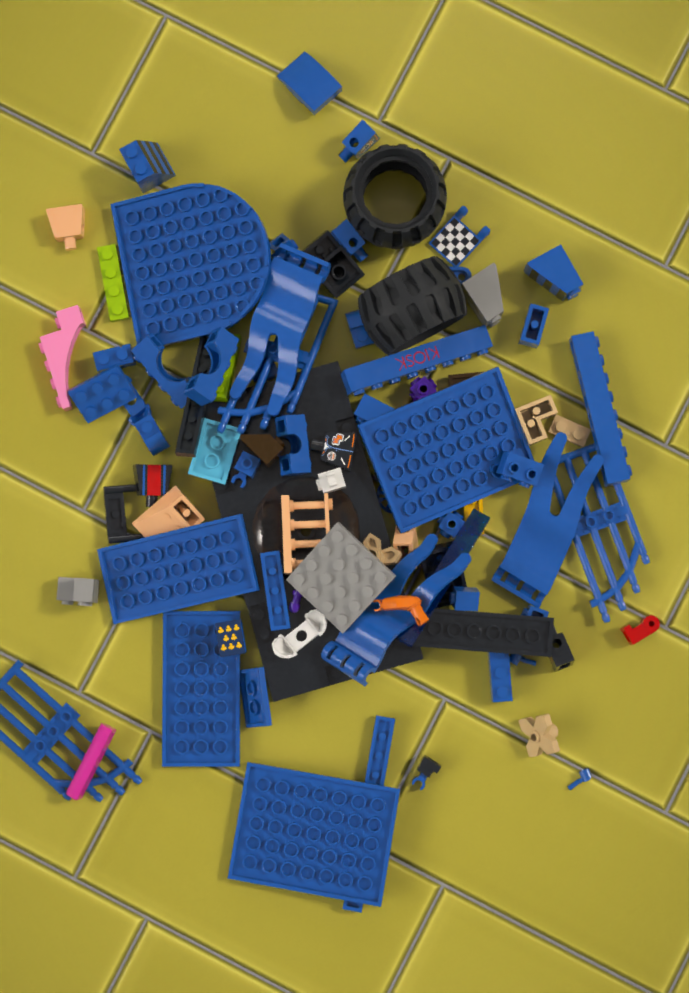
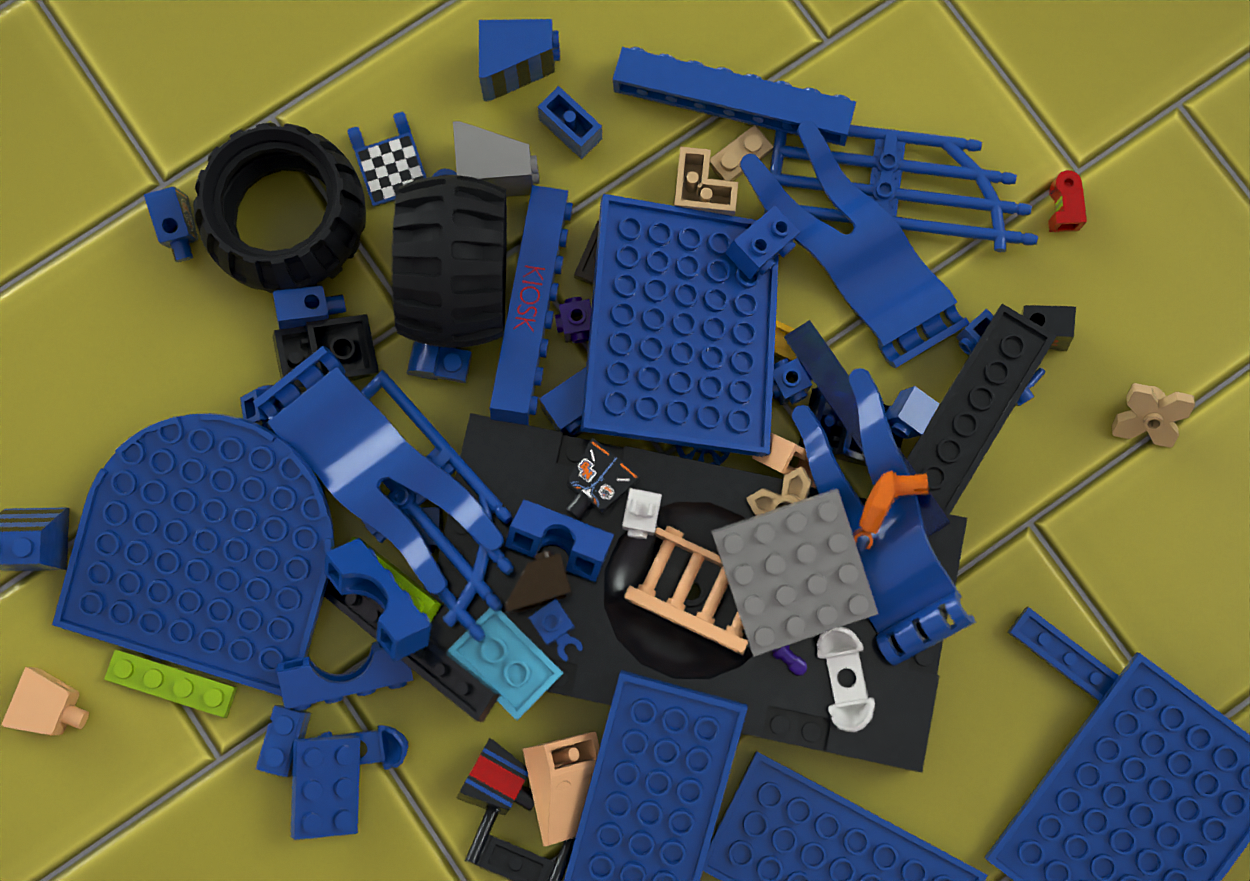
camera: 70 degrees left, 5 degrees down
(58, 351) = (223, 820): bright pink arch -> none
(152, 435) = (428, 744): blue brick -> none
(230, 638) = (794, 786): dark blue piece -> none
(255, 697) = (899, 796): blue tile -> none
(275, 590) = (760, 681): blue plate -> none
(310, 82) = (50, 246): blue slope -> none
(426, 768) = (1120, 599): black piece -> none
(500, 677) = (1044, 429): blue brick -> none
(585, 776) = (1236, 384): blue hand -> none

